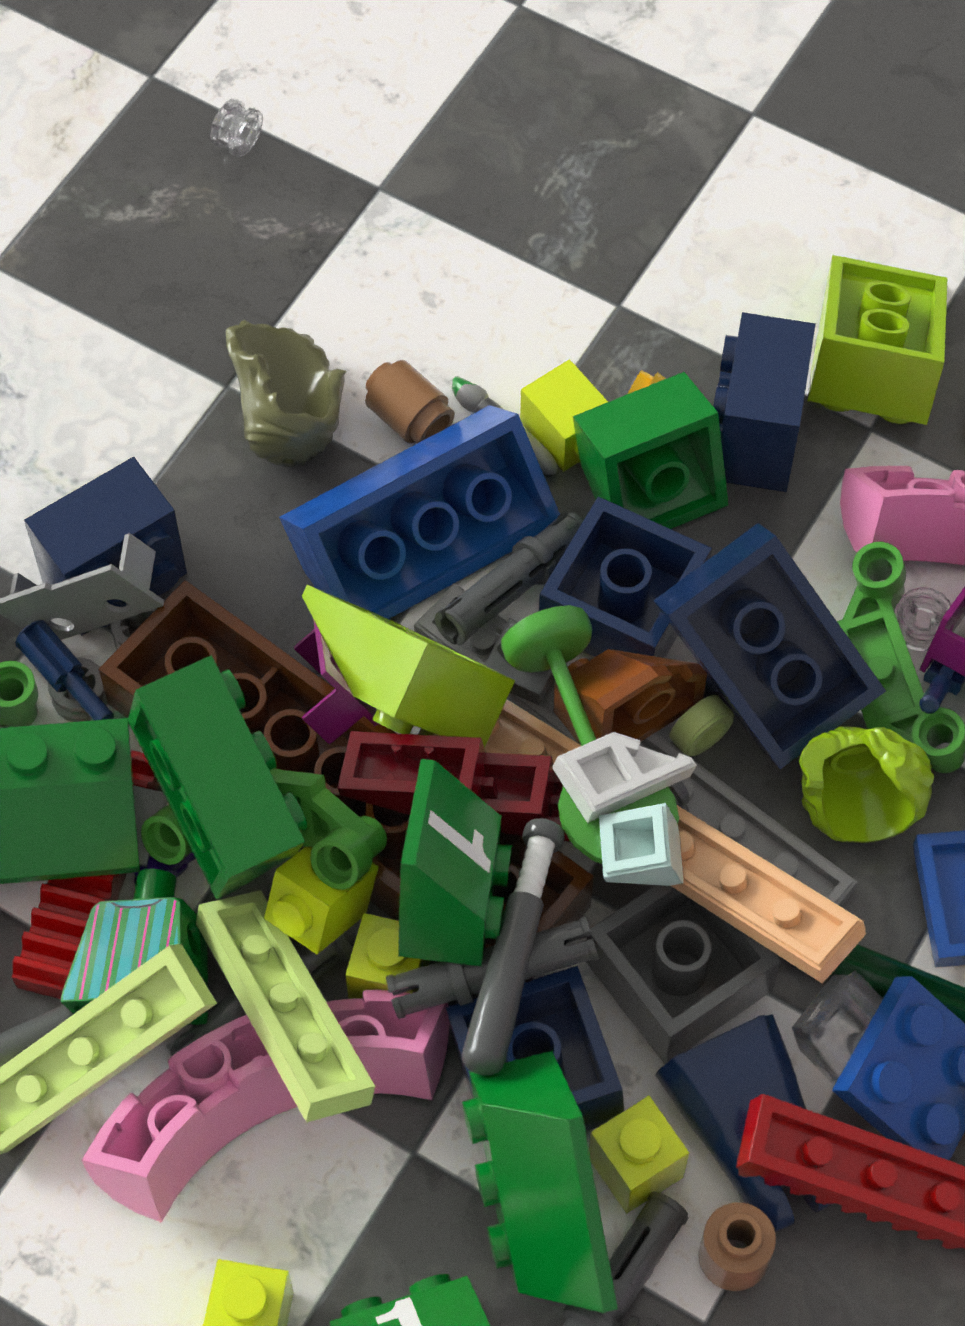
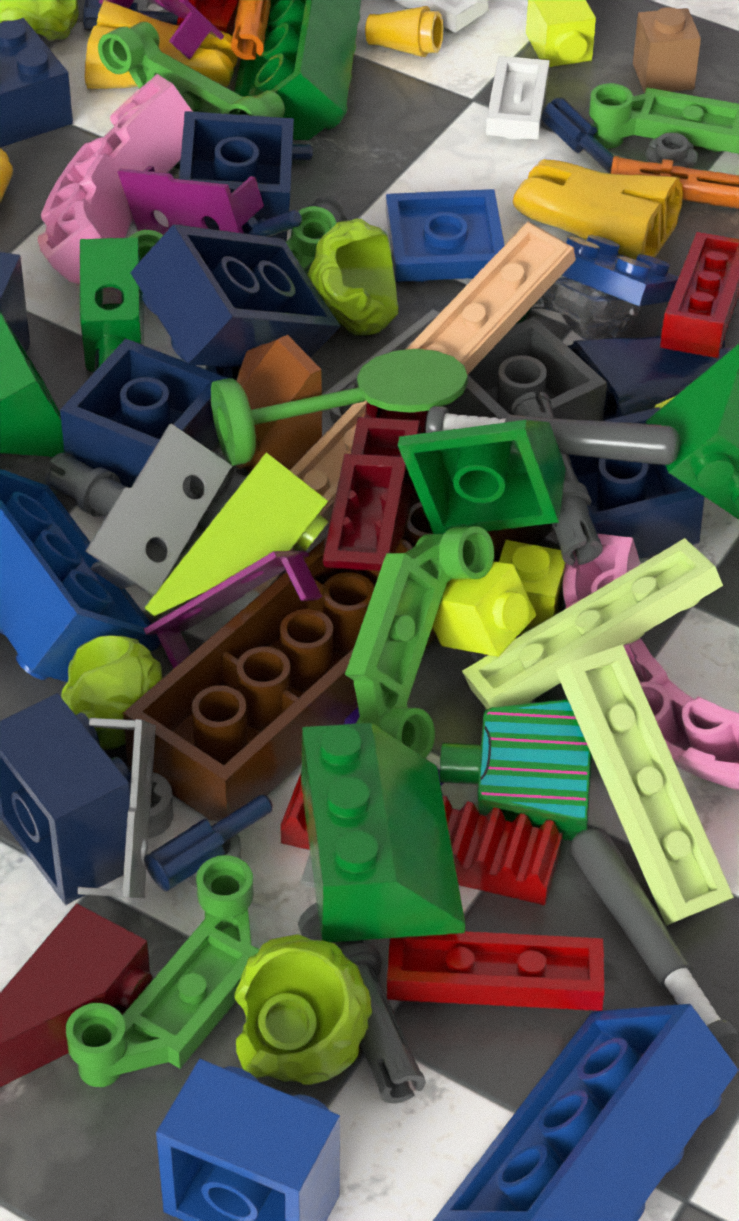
camera: 90 degrees left, 15 degrees down
(216, 775) = (393, 630): green slope -> none
(249, 588) = (107, 679): none -> lime hair
(456, 592) = (156, 509): none -> light grey piece
(617, 773) = (382, 371): white tile -> none
(641, 846) = (453, 353): light aqua slope -> none
(810, 530) = (105, 326): none -> green torso

